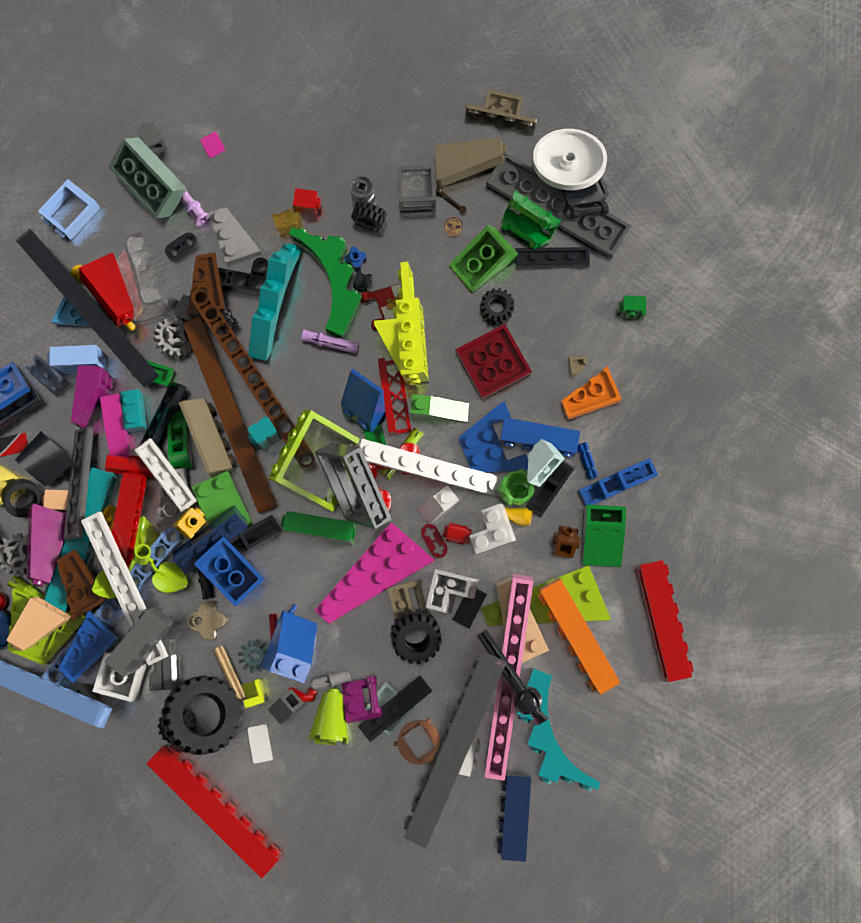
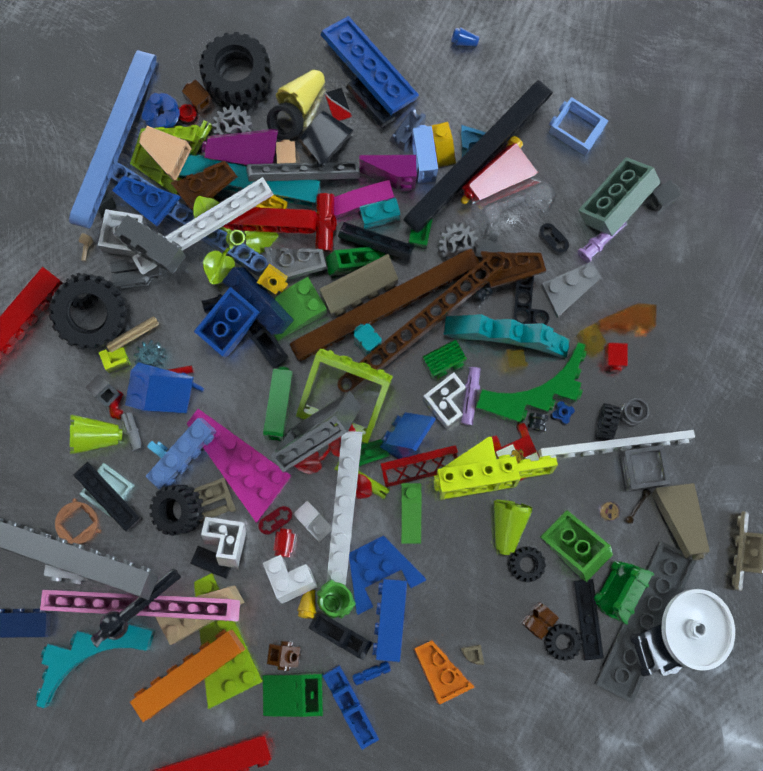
camera: 80 degrees right, 0 degrees up
(68, 338) = (443, 144): none -> yellow slope
(123, 716) = (87, 241): none -> tan hand
(166, 475) = (317, 251): white tile -> none
(209, 620) = (182, 310): dark tan plate -> none
(212, 144) = (665, 256): dark pink slope -> none
(260, 743) = (68, 370): white sticker -> none
(270, 176) = (636, 317): none -> clear orange slope
(290, 362) = (444, 359): none -> green brick
(299, 296) = (515, 360): none -> clear yellow panel
(332, 369) = (440, 400): none -> white brick
(352, 652) = (158, 448): none -> medium azure plate
(354, 700) = (111, 456): magenta plate -> none
(358, 627) = (181, 453): none -> medium blue brick
(392, 204) = (625, 444): none -> white plate
(458, 316) = (509, 524): none -> lime cone
(493, 361) = (467, 565): dark red plate -> none
(542, 462) = (362, 624): light aqua slope -> none
(548, 297) = (540, 620): none -> reddish brown wheel
(575, 271) = (575, 645): none -> black tyre
(632, 306) = (542, 710): green brick -> none

